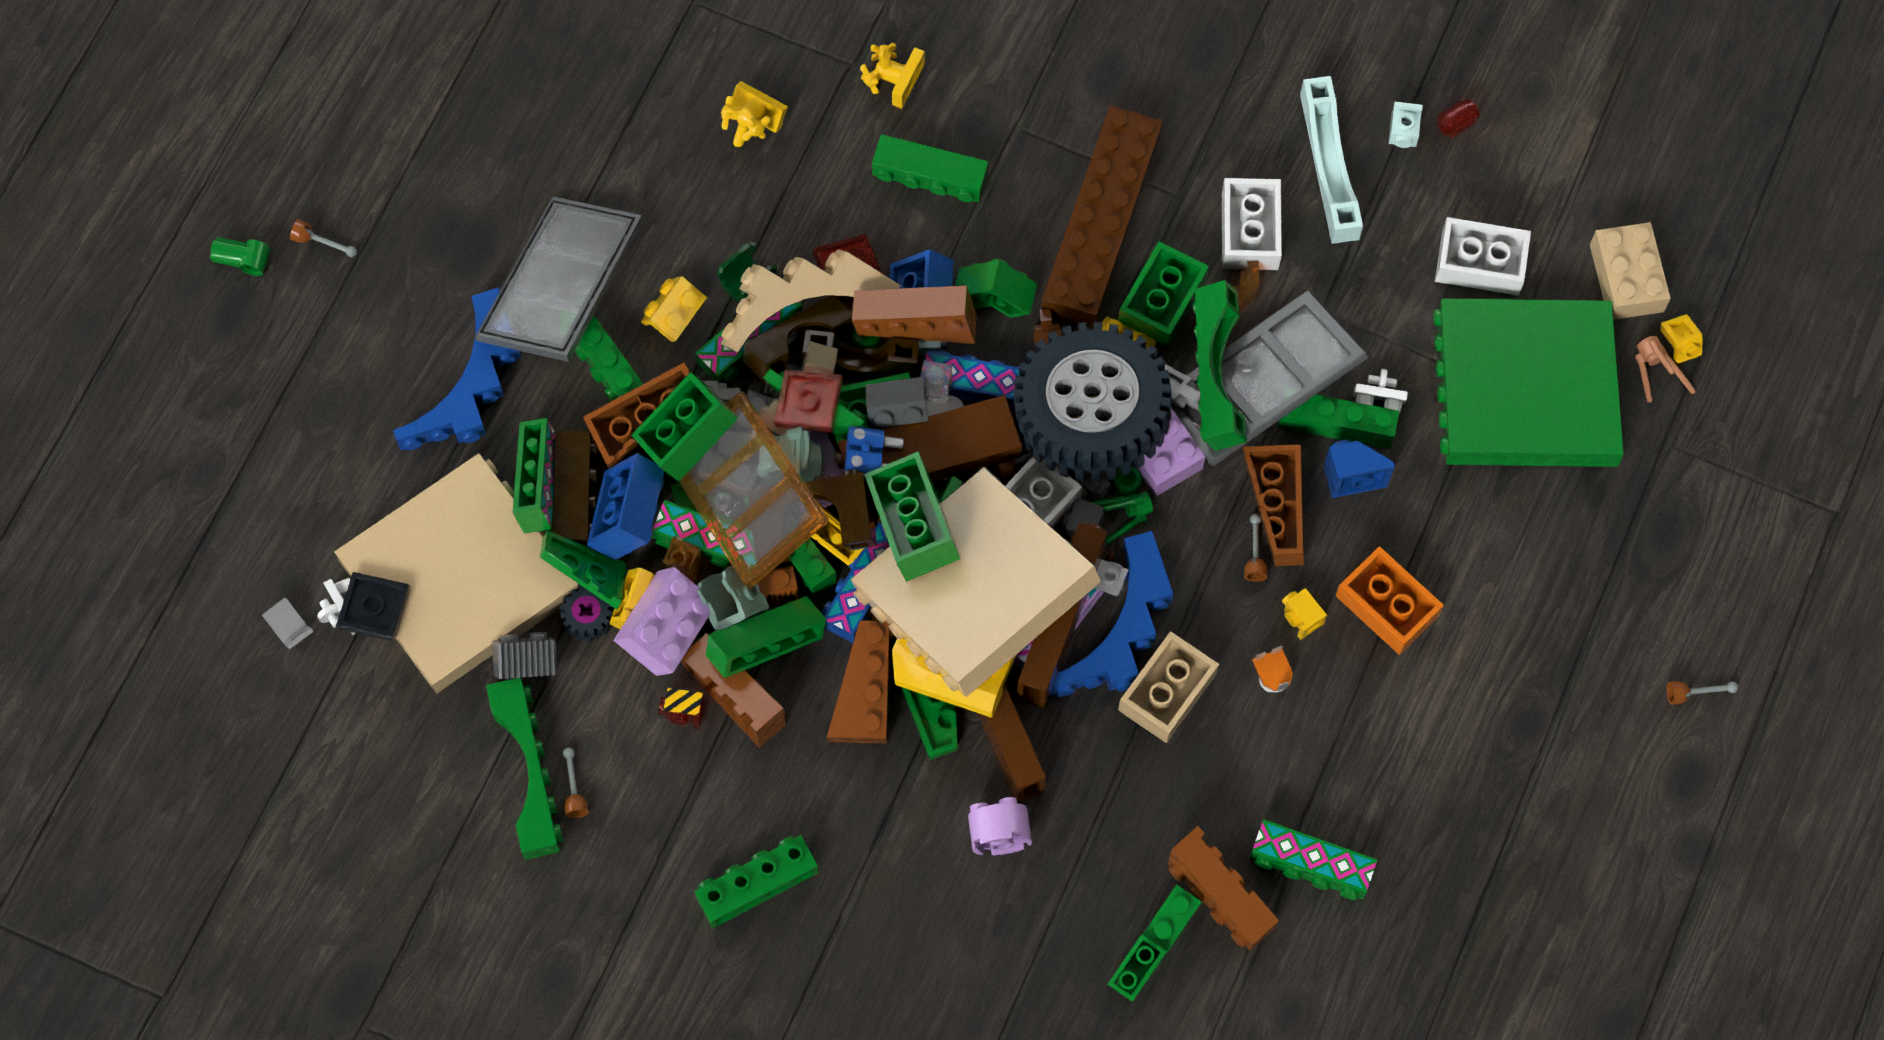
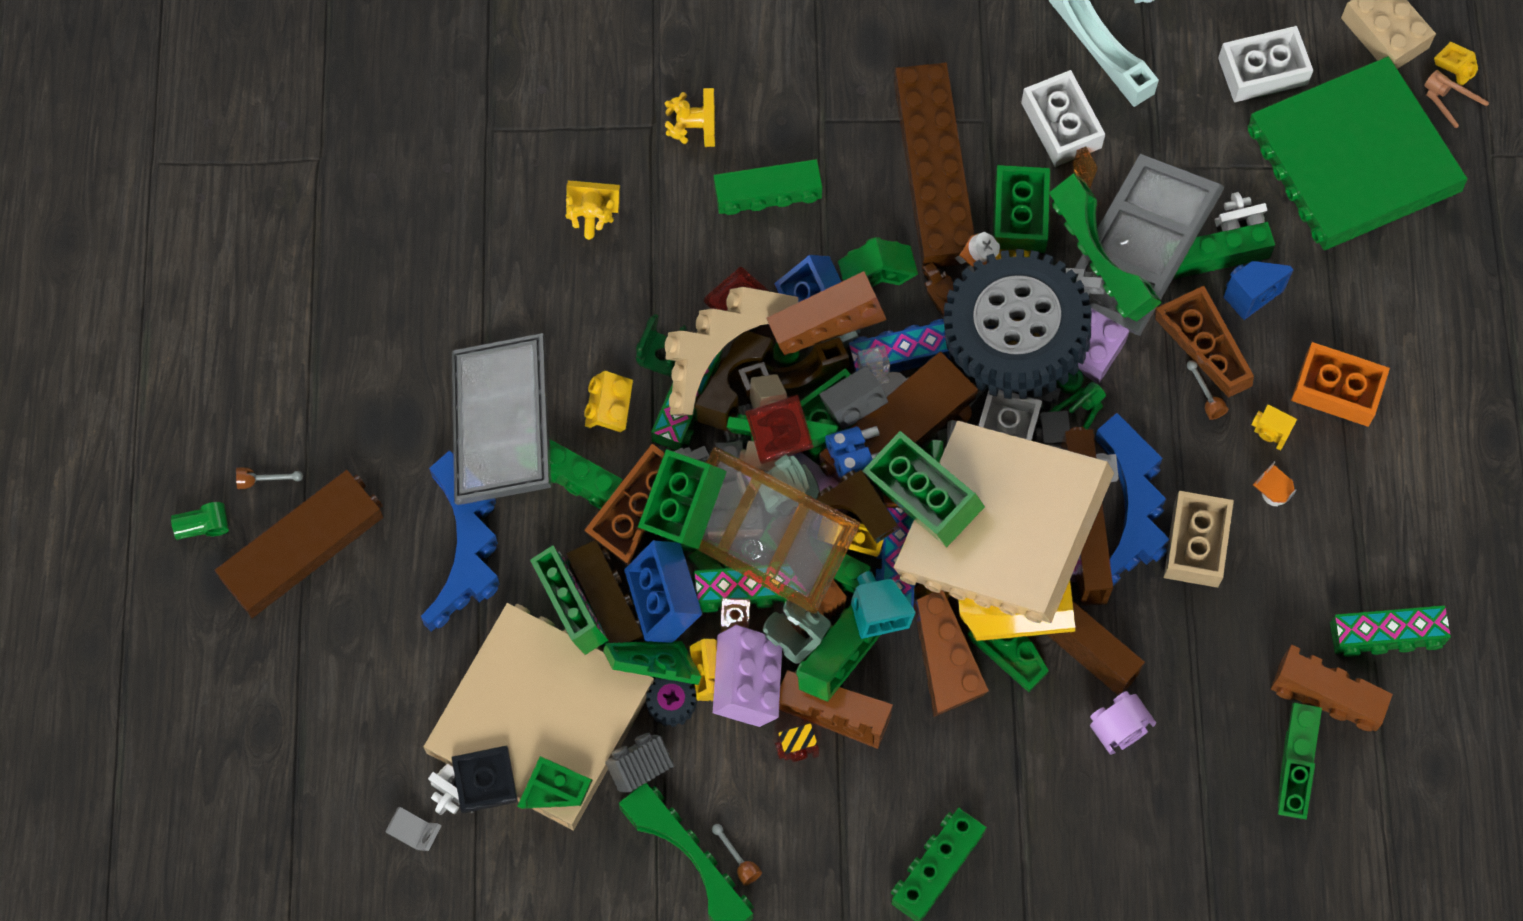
camera: 25 degrees left, 0 degrees up
(320, 314) = (300, 543): none -> reddish brown brick
(432, 642) = (554, 787): none -> green wing
(820, 612) = (880, 607): none -> teal torso
(1098, 311) = (978, 248): none -> white piece

